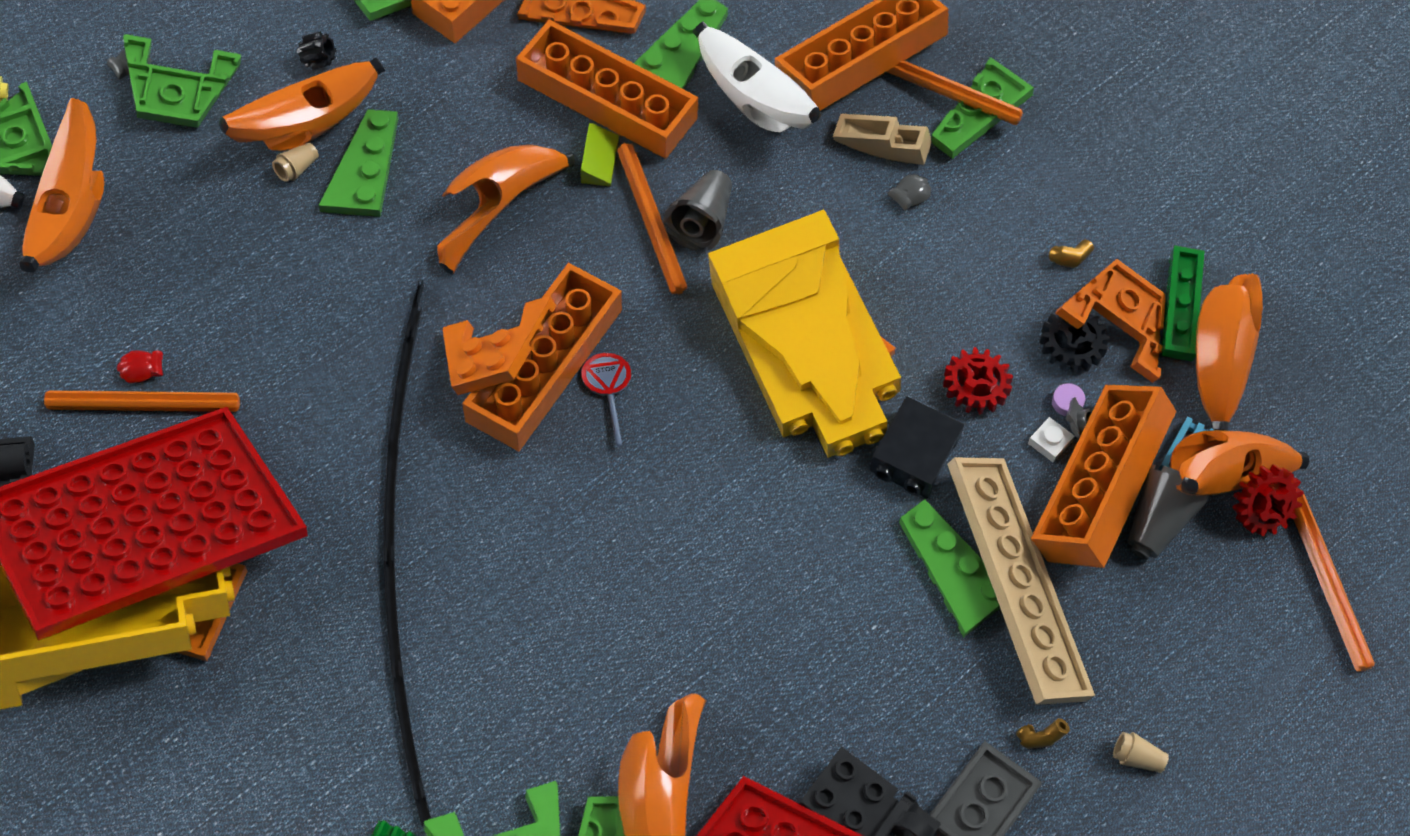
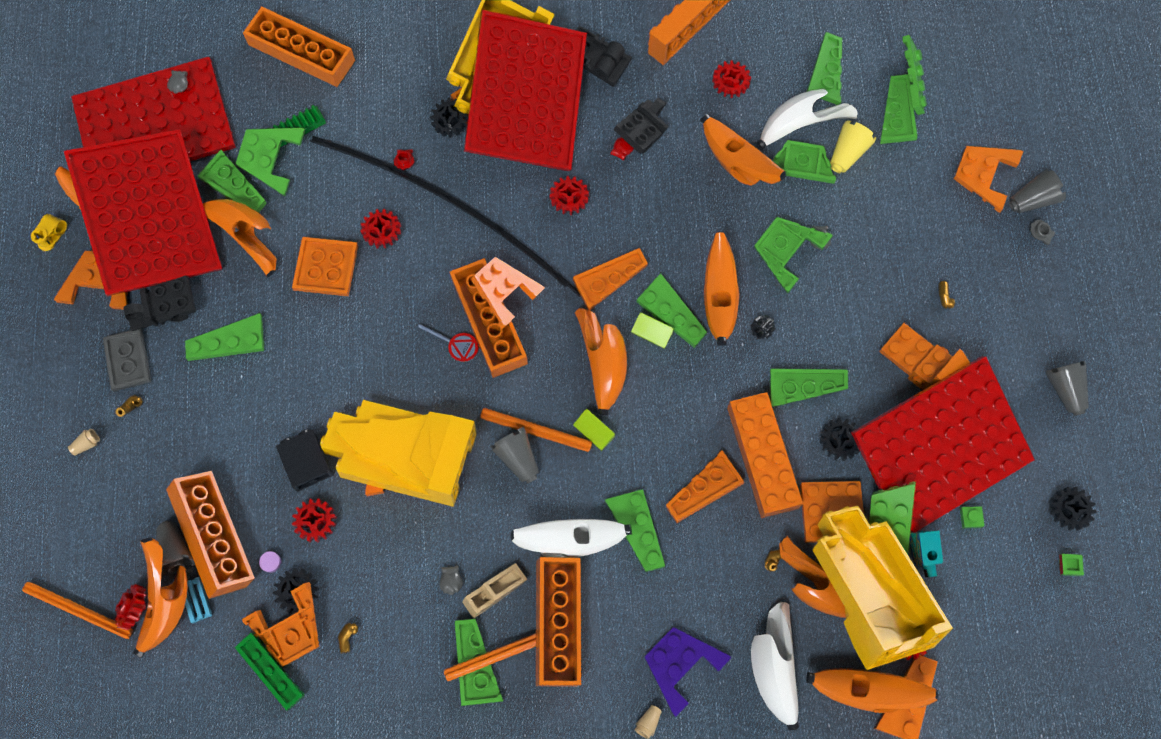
camera: 130 degrees right, 10 degrees up
(92, 348) = (643, 125): none -> black plate
(140, 401) = (602, 139): orange axle -> none
(244, 613) = (449, 117): none -> black gear
(267, 392) = (560, 193): none -> red gear
(294, 162) = (696, 277): tan cone -> none
(367, 649) = (404, 159): none -> red animal
(369, 260) = (606, 278): none -> orange wing
(411, 170) = (652, 330): none -> lime slope
(510, 608) = (372, 227): none -> red gear
(607, 88) = (630, 457): orange brick -> none
(627, 630) = (325, 266): none -> orange plate
(831, 673) = (233, 339): none -> bright green wing
(951, 566) = (230, 432): bright green wing -> none
(1020, 581) = (201, 452): tan plate -> none
(1051, 439) = (257, 534): white plate -> none
(1077, 417) = (252, 553): dark grey animal -> none
(1227, 345) = (226, 672): orange piece -> none

